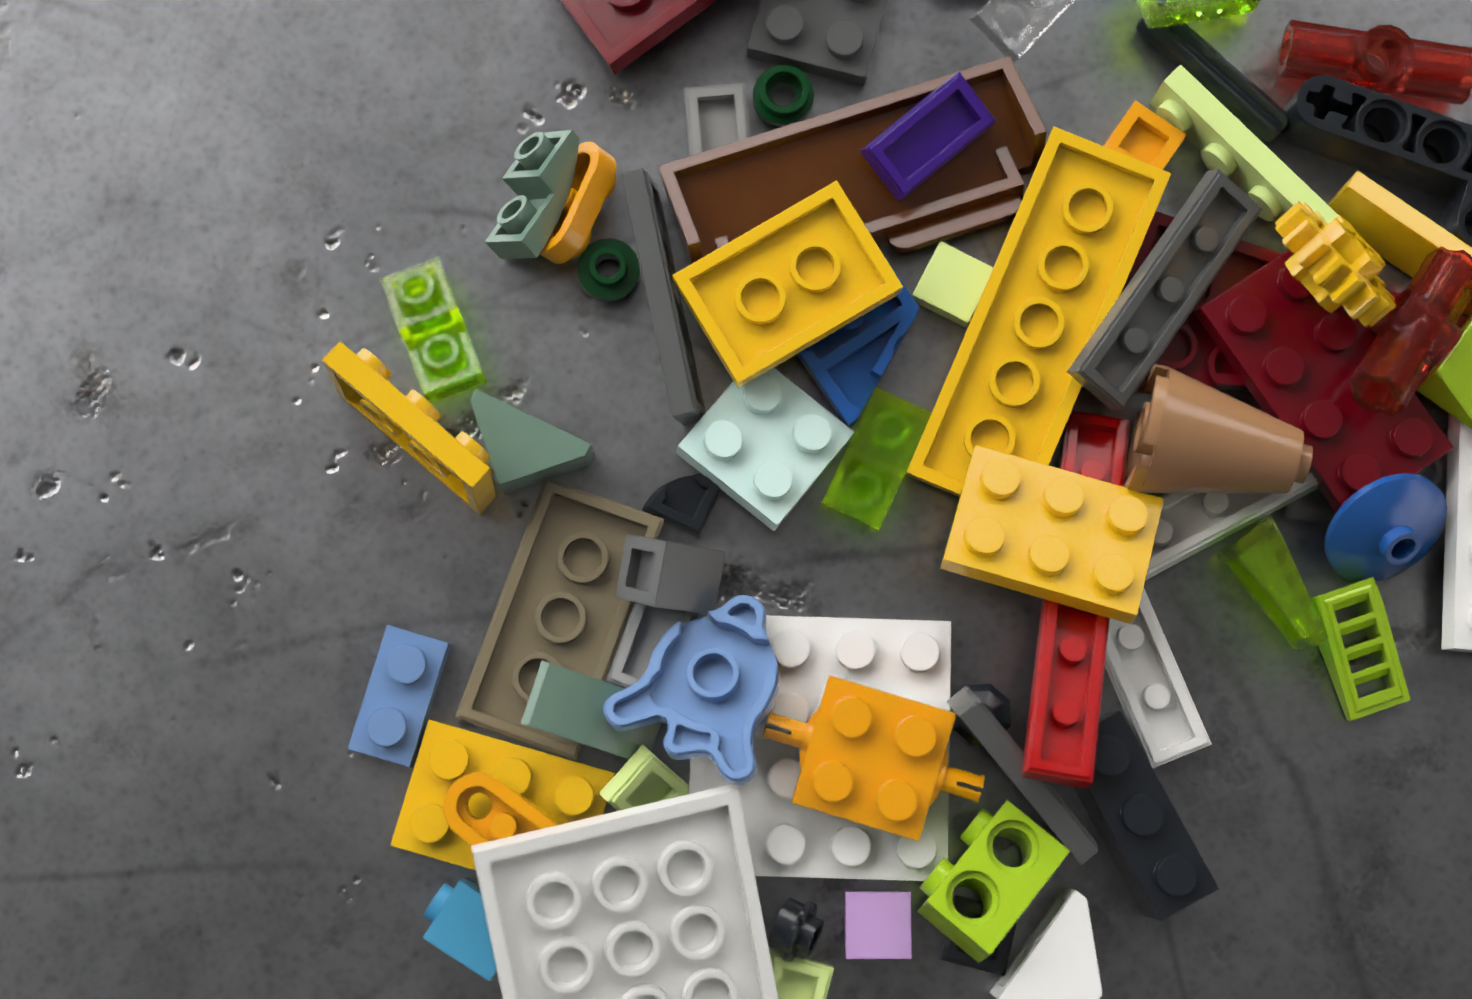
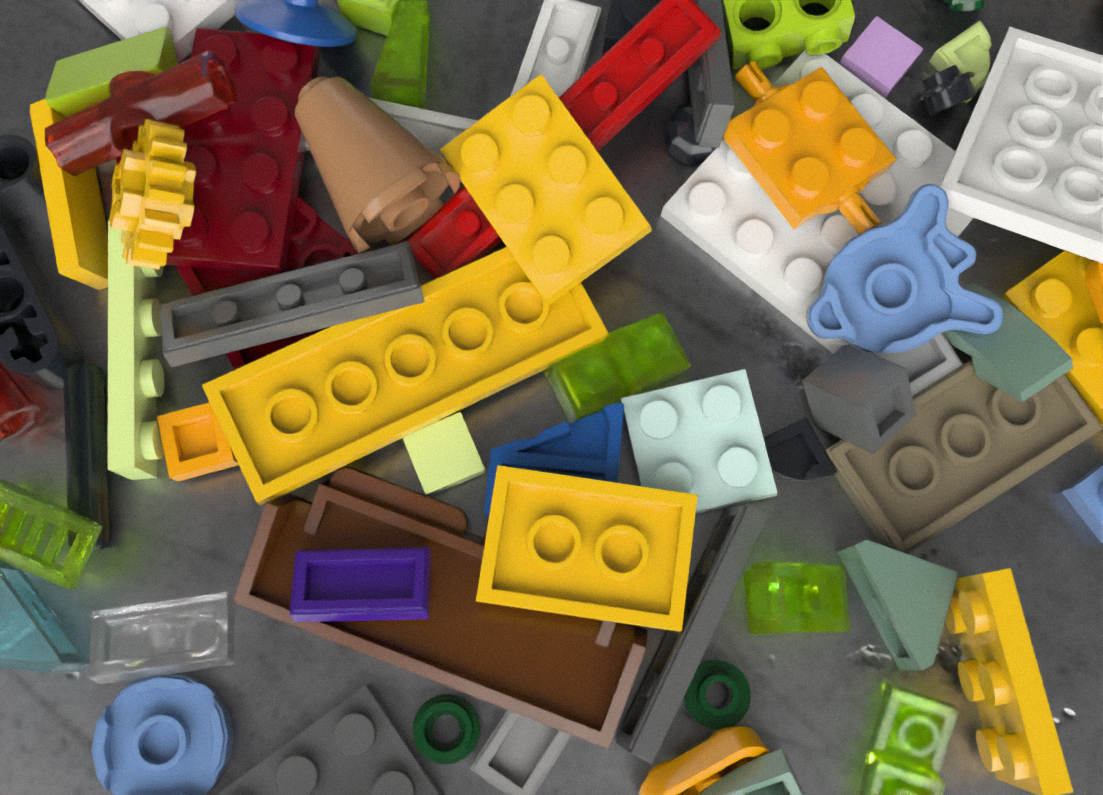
camera: 140 degrees left, 5 degrees down
(602, 379) = (796, 598): none -> clear neon green slope
(642, 782) = (998, 264): yellowish green tile -> none

